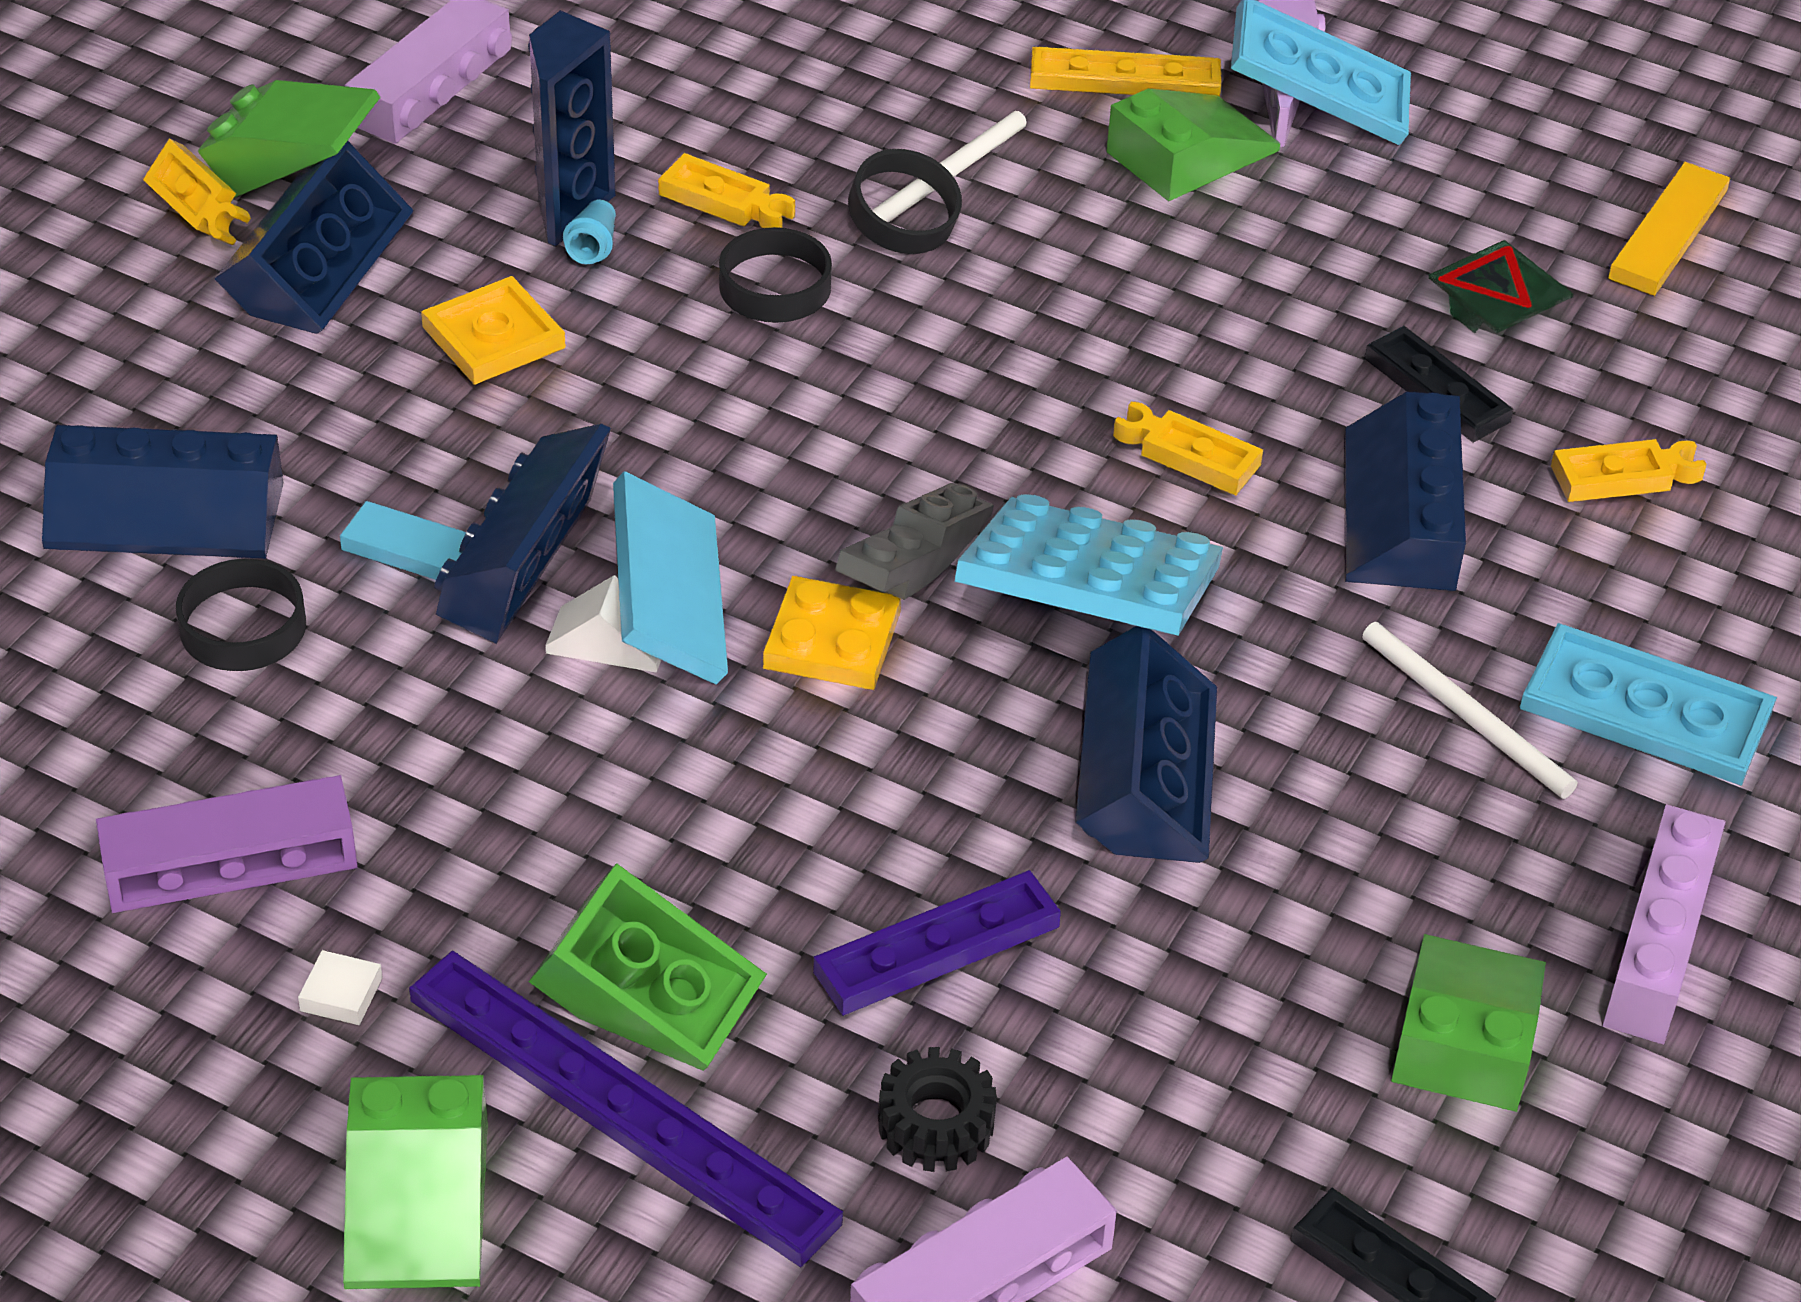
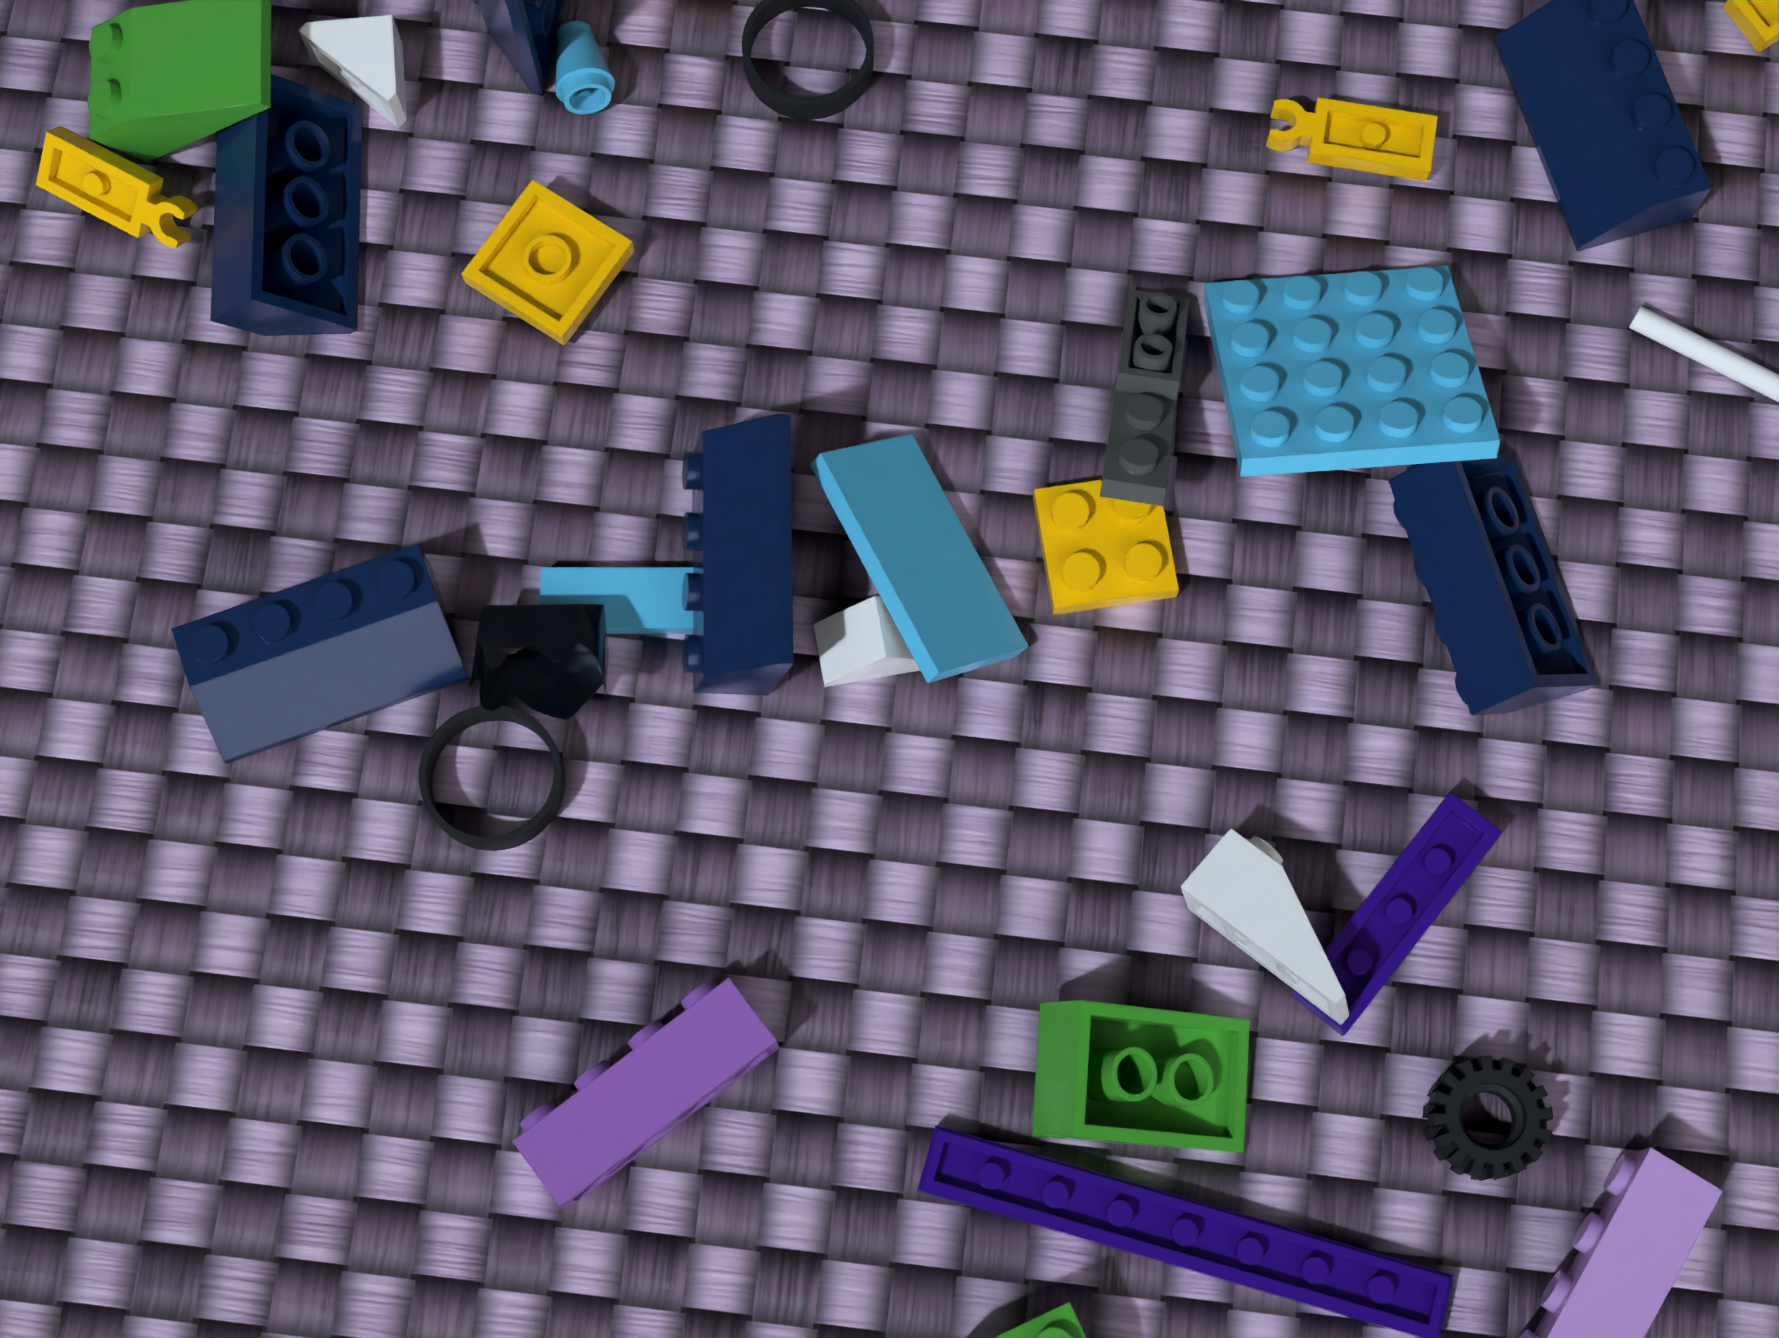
camera: 20 degrees left, 30 degrees up
(290, 546) = (537, 656): none -> black piece
(340, 987) = (847, 1213): white tile -> none
(431, 177) = (363, 57): none -> white slope
(810, 886) = (1252, 903): none -> white slope

